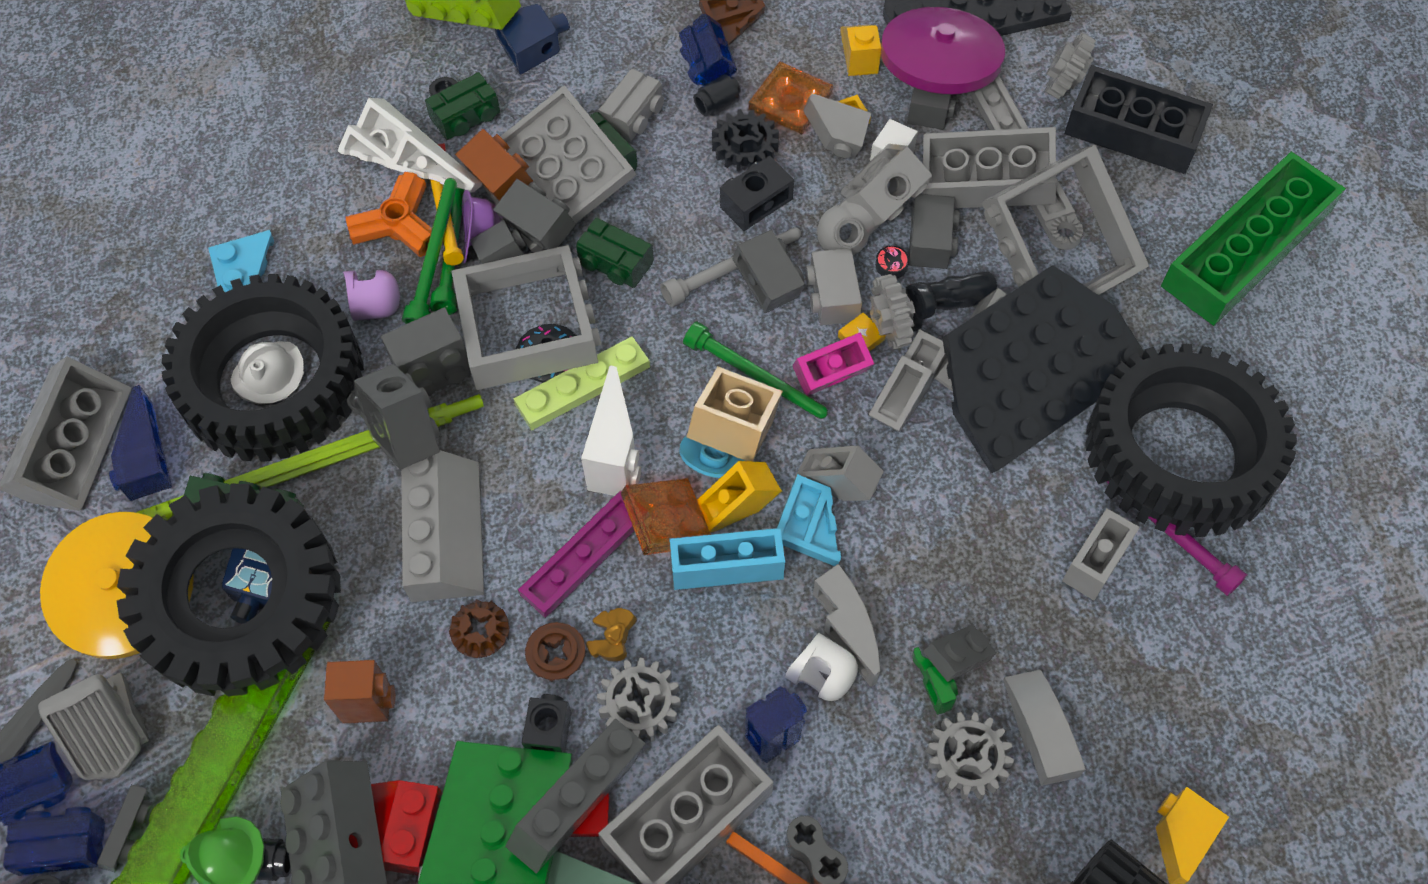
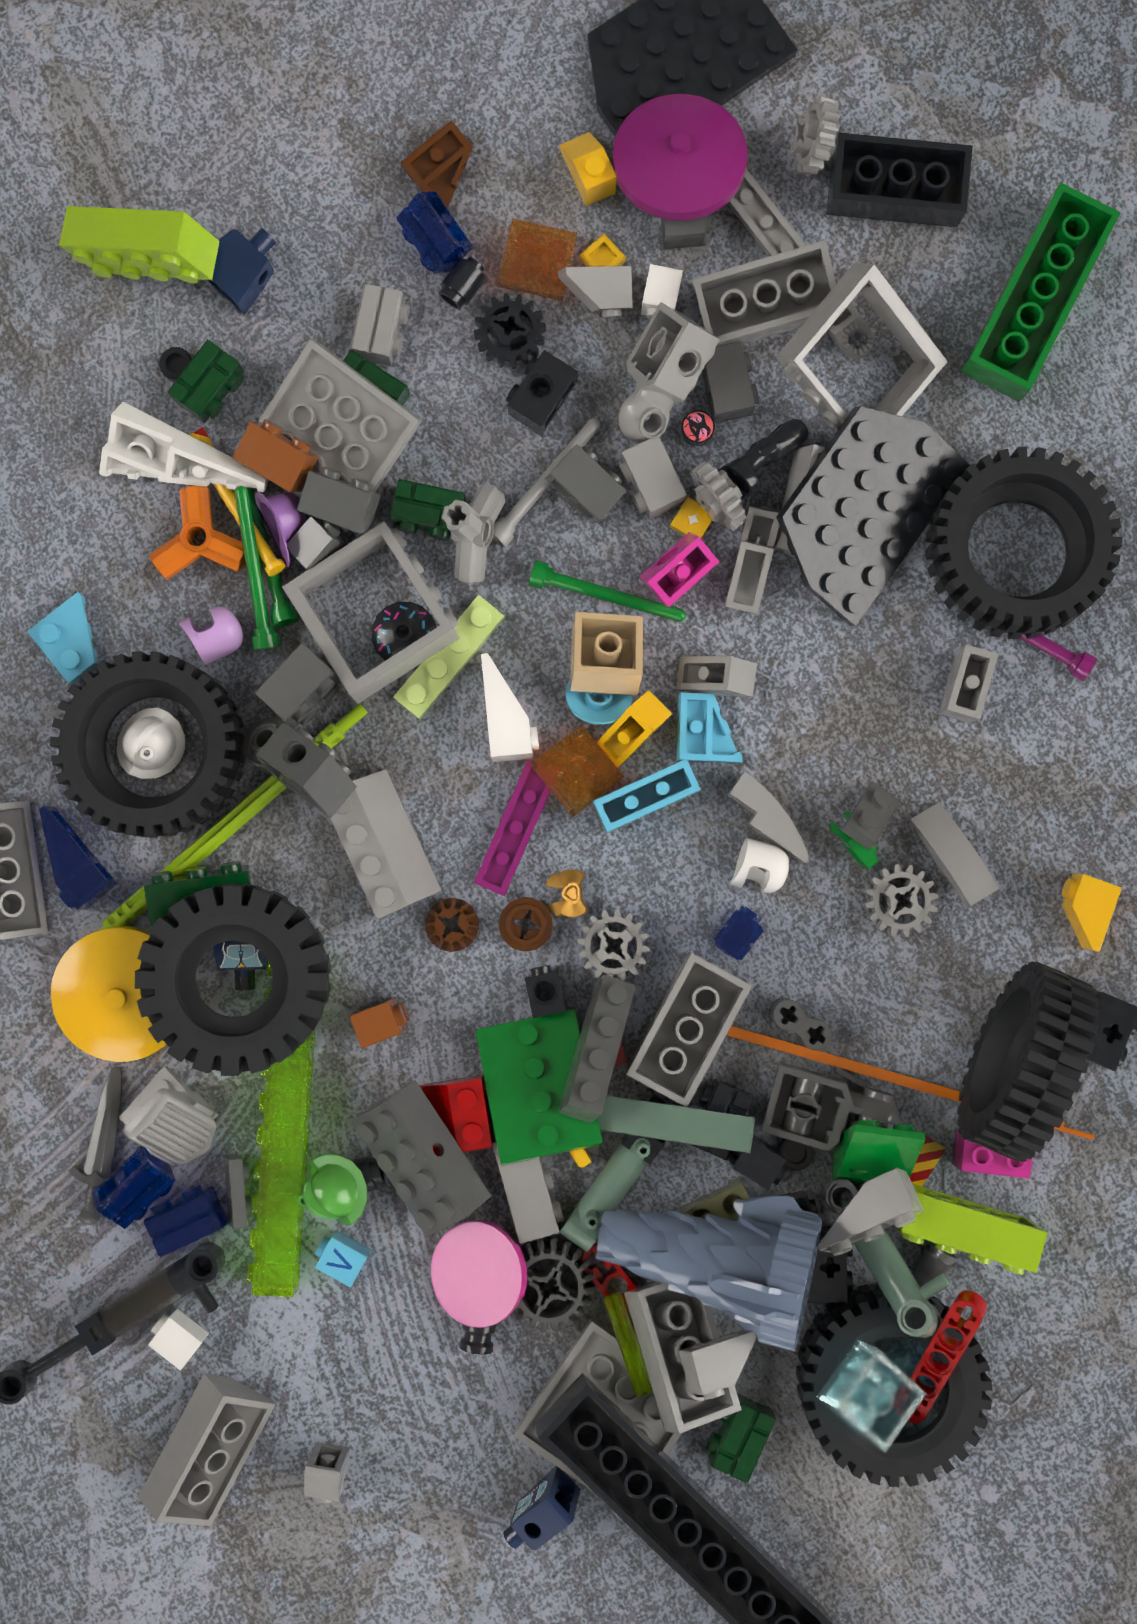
camera: 20 degrees left, 25 degrees up
(646, 272) = (473, 531): none -> light grey piece

